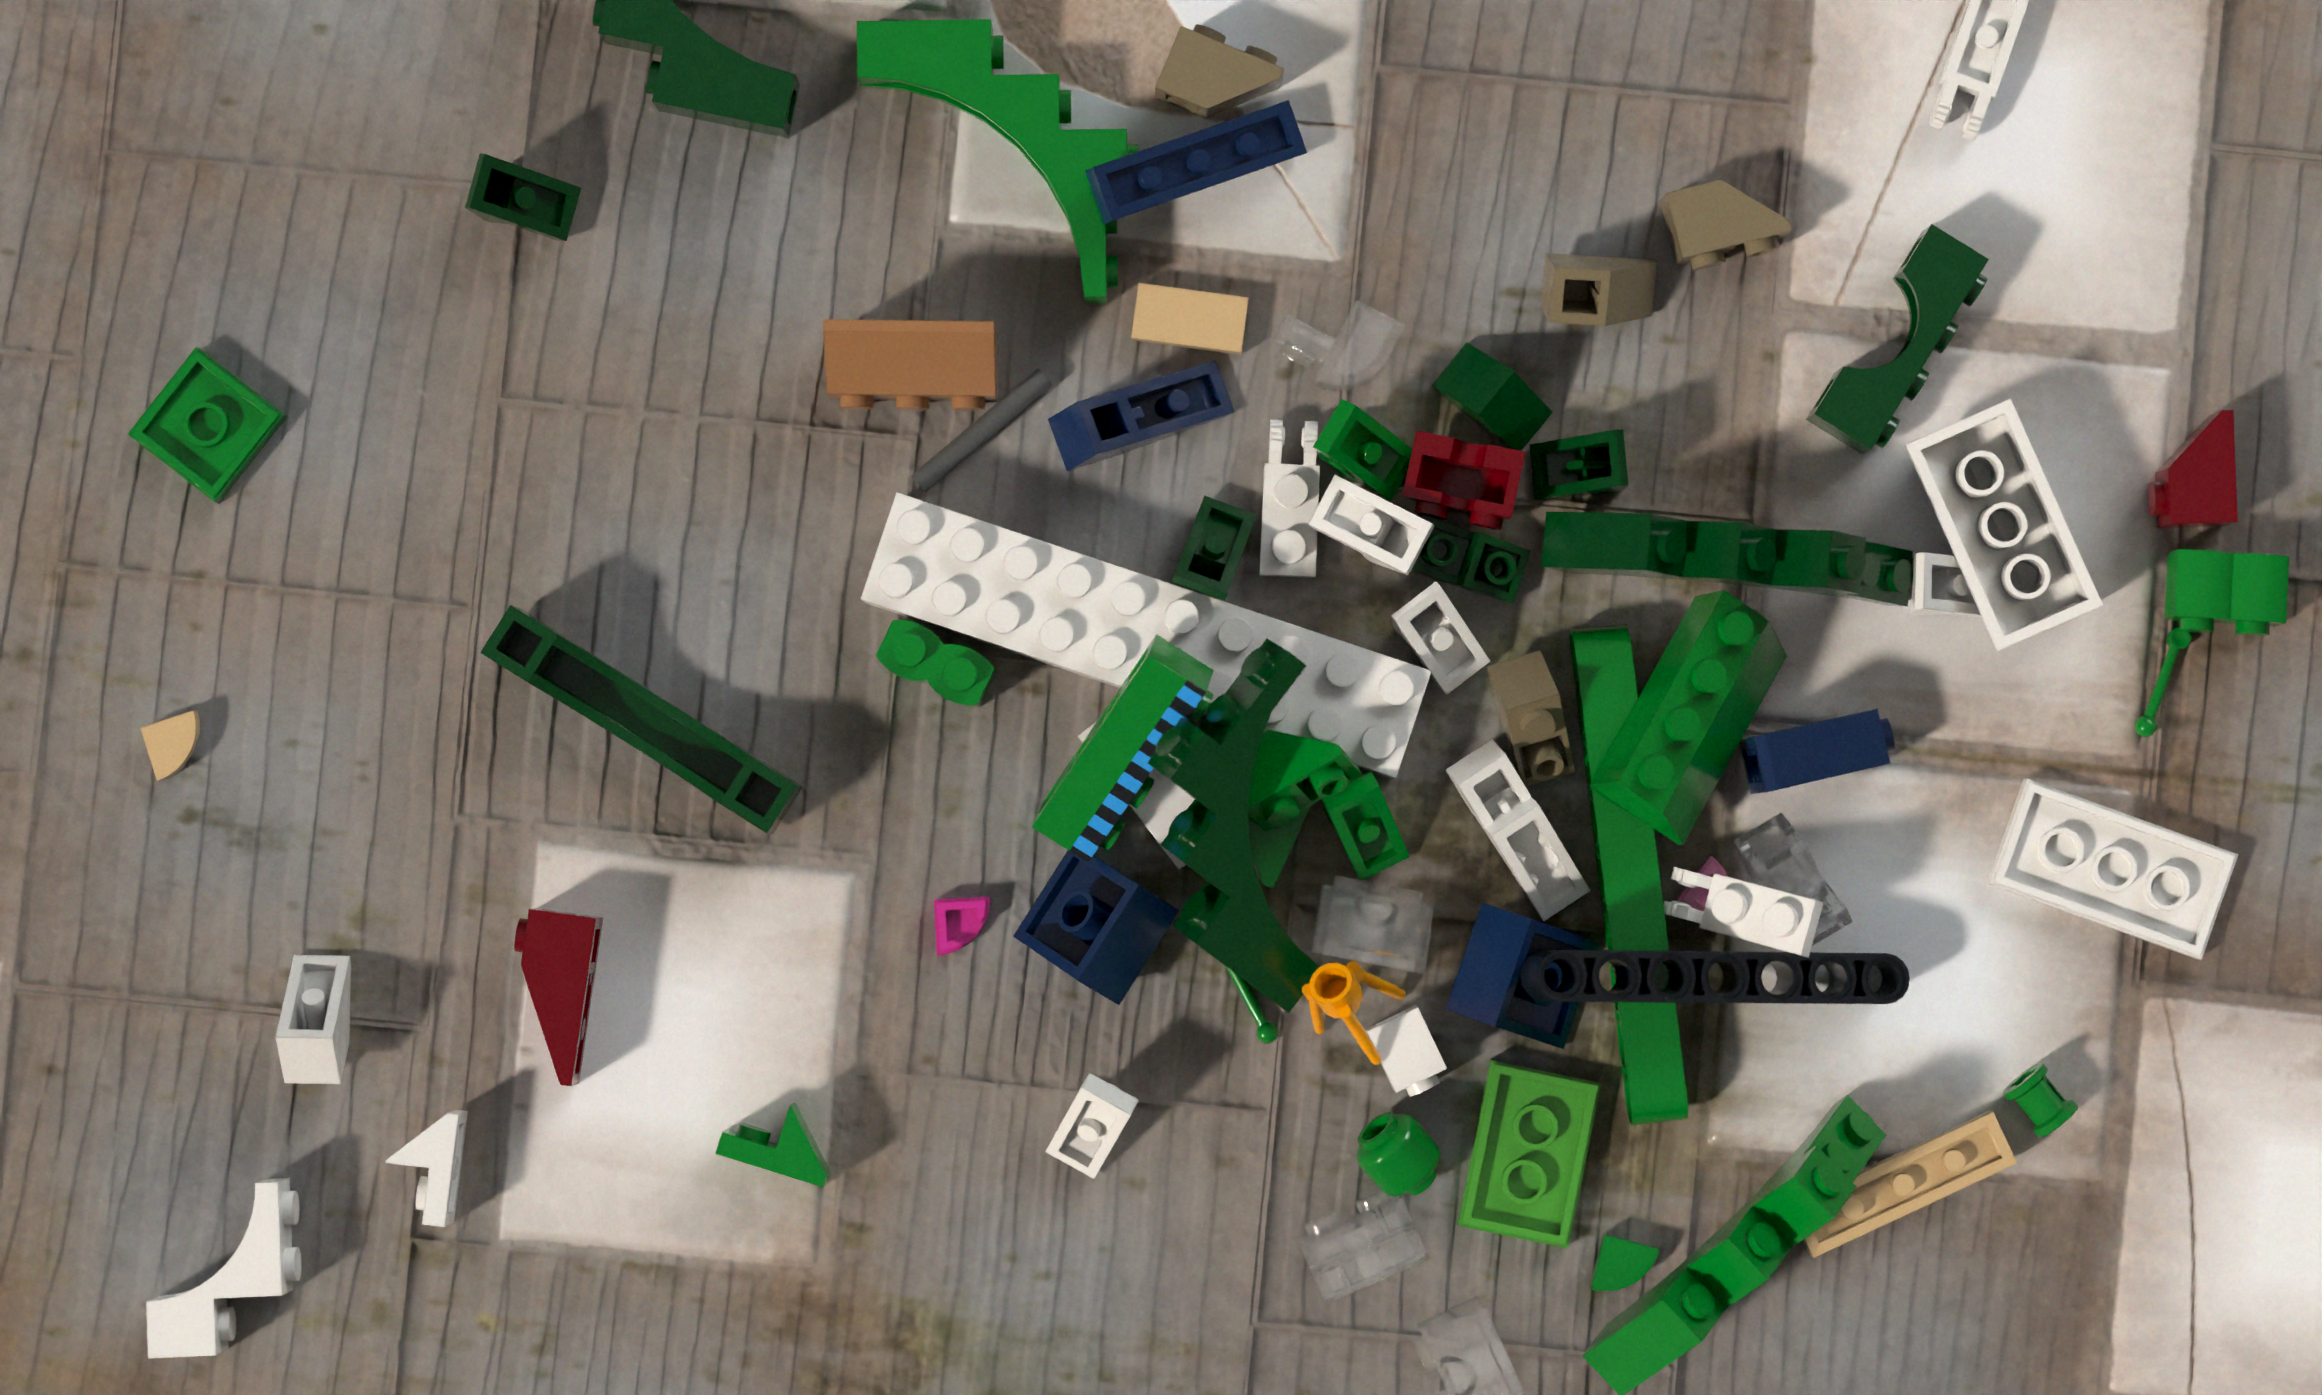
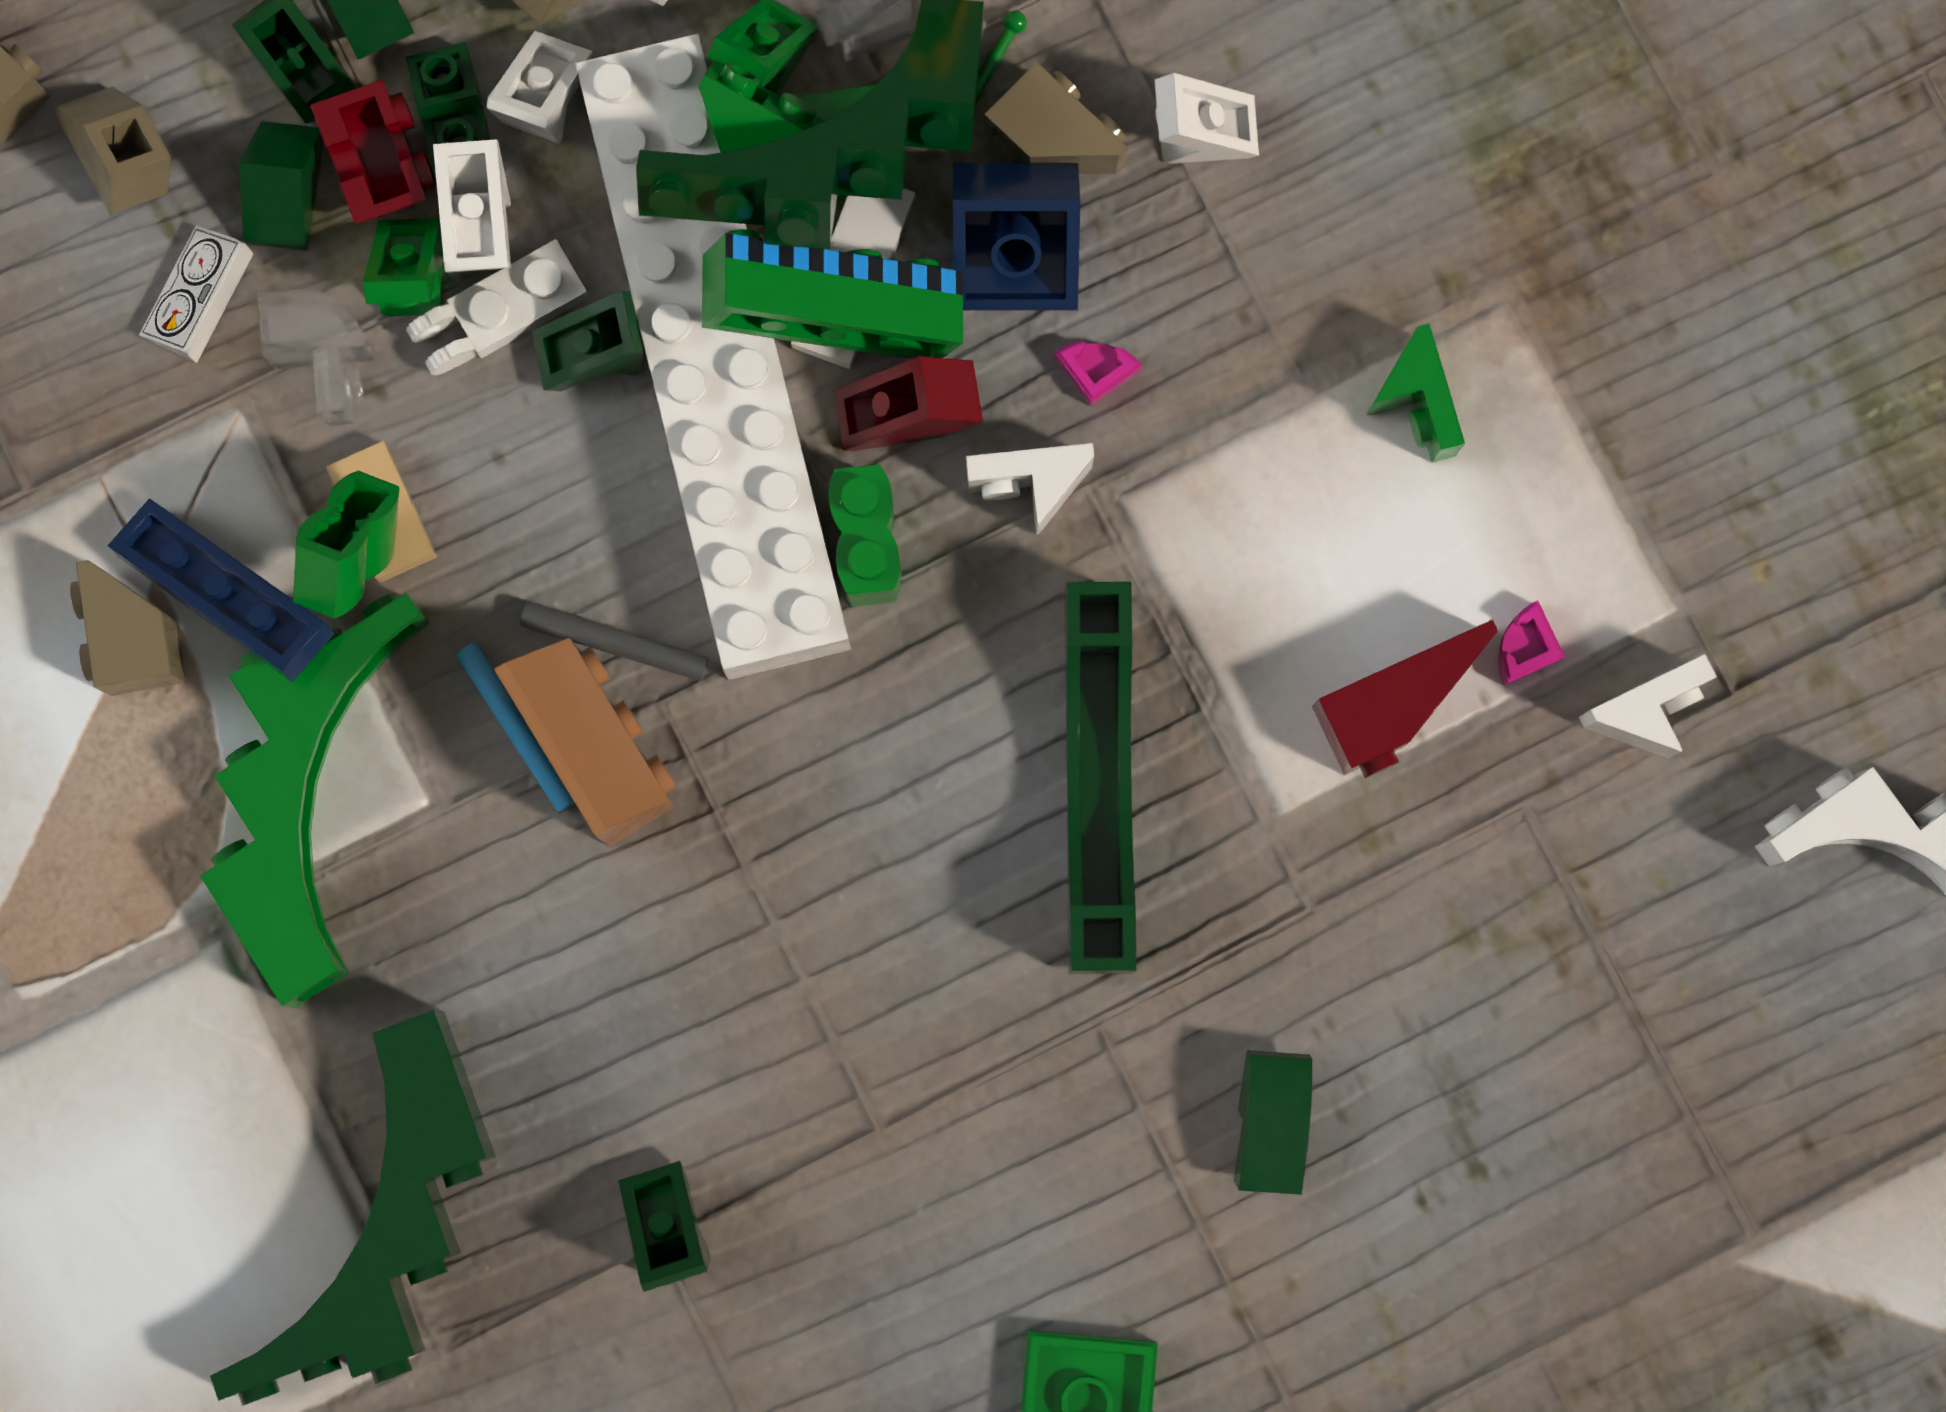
camera: 125 degrees left, 5 degrees down
(171, 743) = (1419, 1231): tan tile -> none
(314, 688) = (1275, 1122): none -> dark green slope
(315, 1020) = (1590, 912): white slope -> none
(543, 1106) = (1527, 645): none -> dark pink tile
(896, 832) = (1048, 471): none -> white slope
(1004, 318) = (501, 704): none -> dark azure bar
(1017, 759) = (908, 403): none -> dark red slope
(1139, 415) = (505, 496): dark blue slope -> none
(1161, 1001) = (1047, 124): none -> dark tan slope
(1163, 272) = (345, 544): none -> green brick
(1447, 281) = (197, 293): none -> slope

